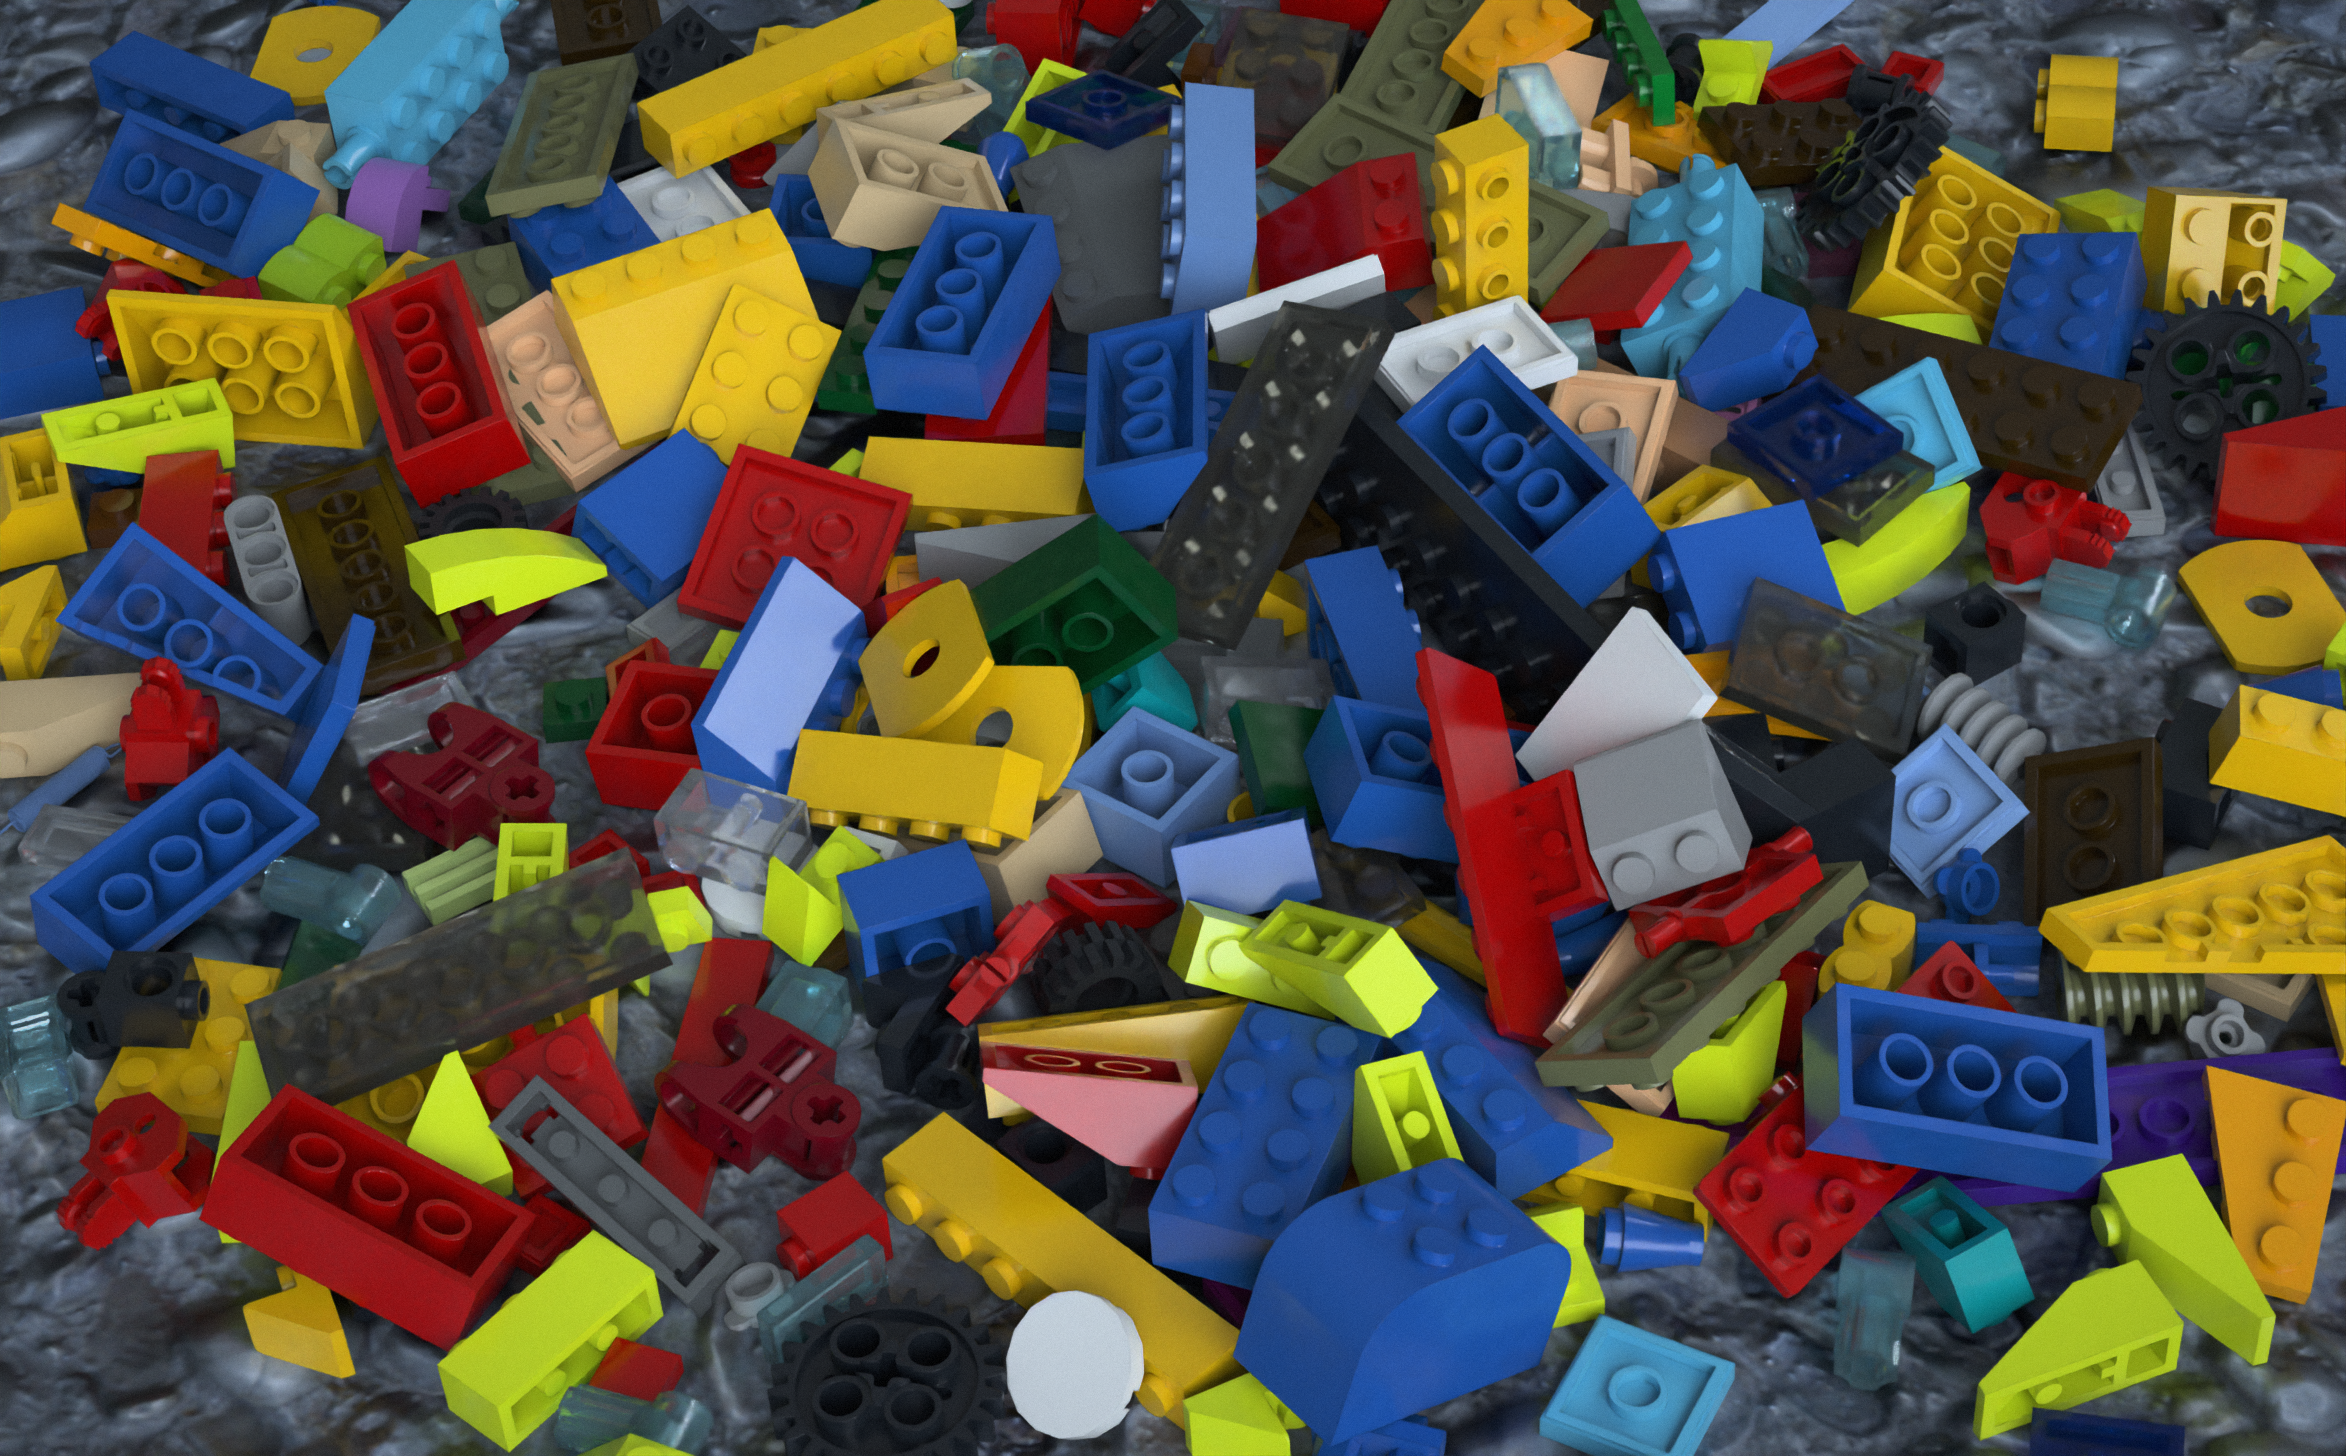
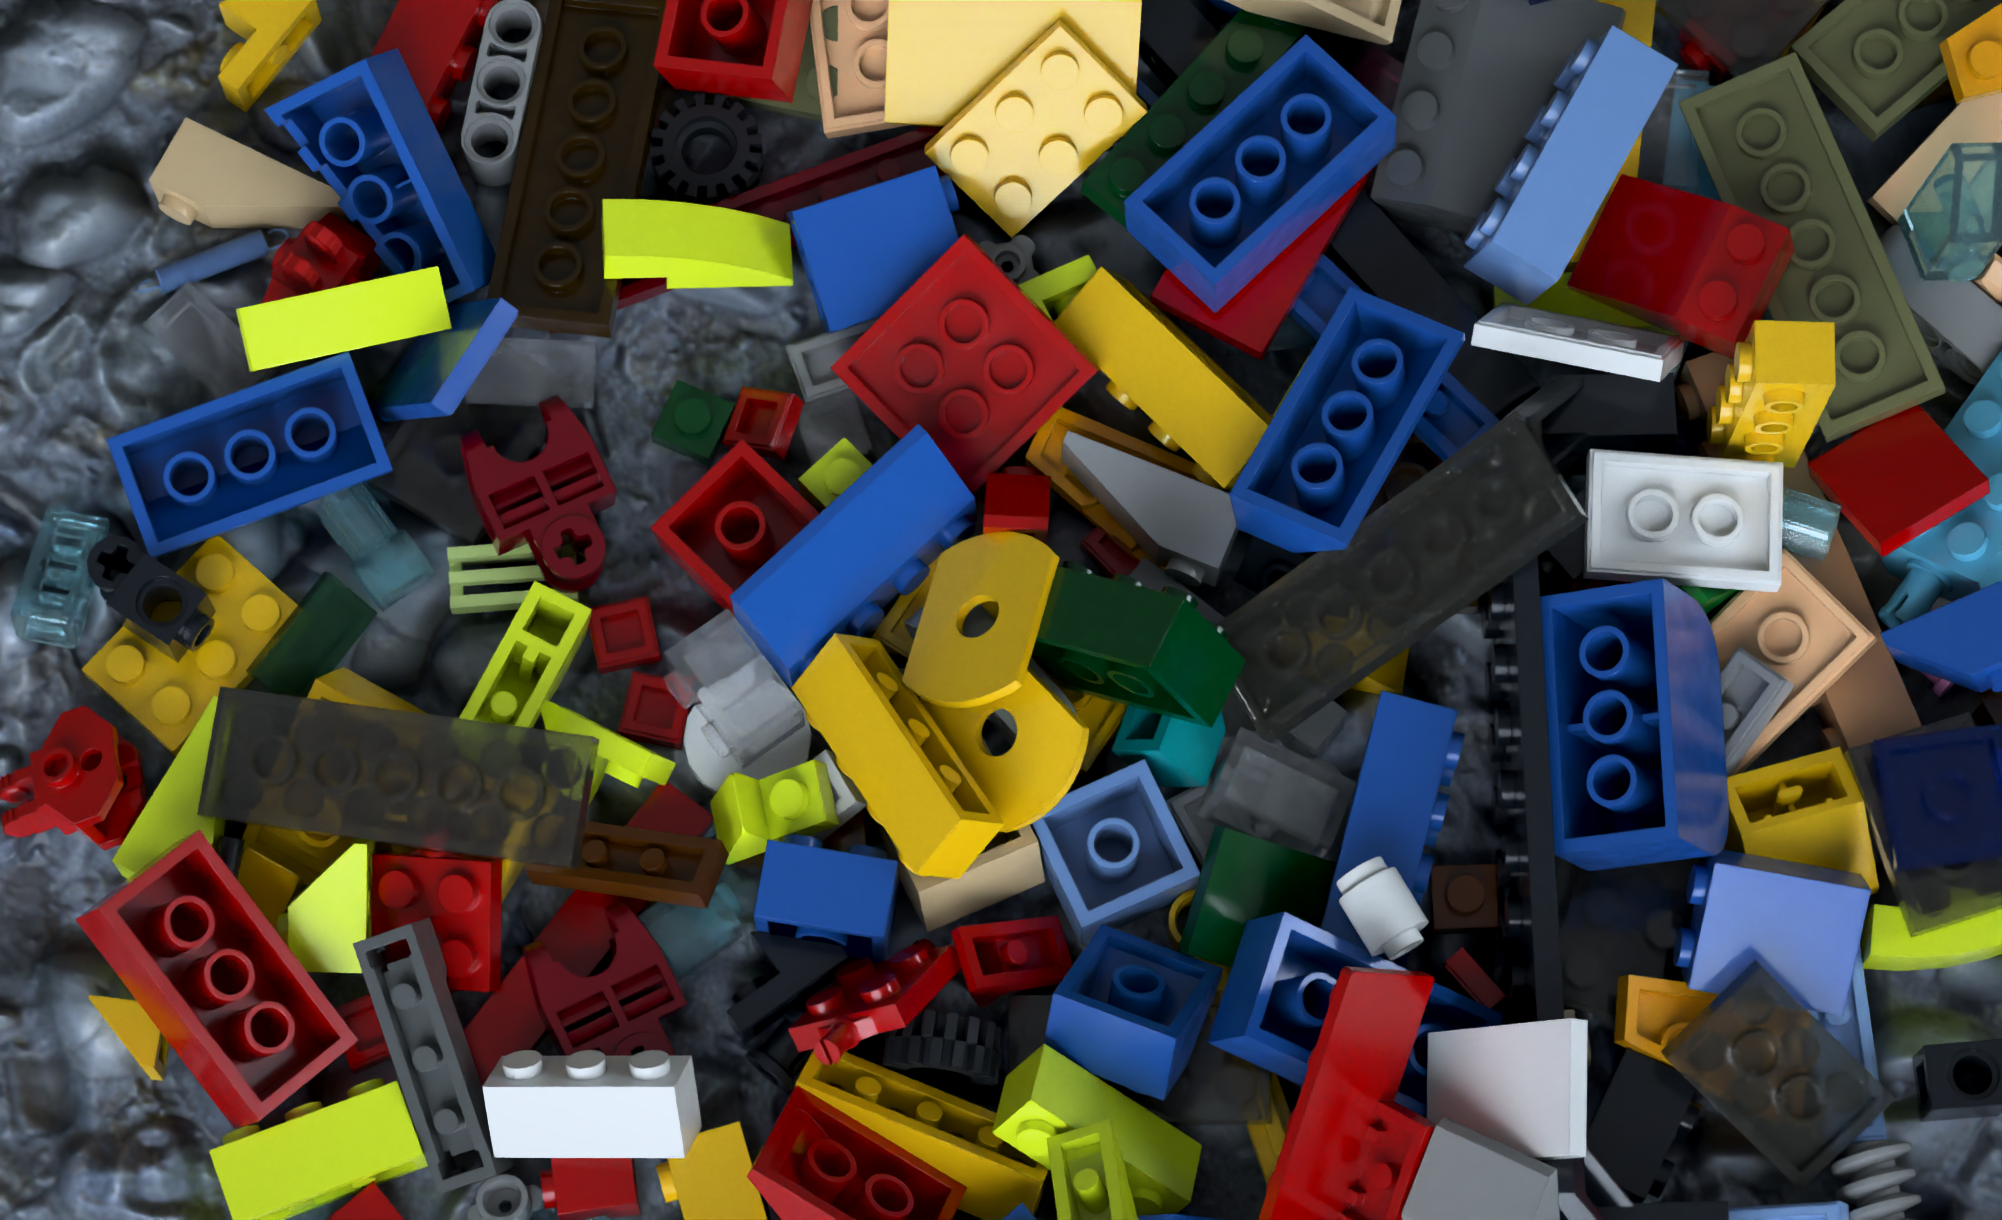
camera: 25 degrees right, 30 degrees up
(214, 714) = (343, 318): none -> neon yellow slope
(713, 982) = (641, 865): none -> reddish brown plate
(795, 1144) = (592, 1105): none -> white brick
(1392, 662) = (1382, 908): none -> white brick

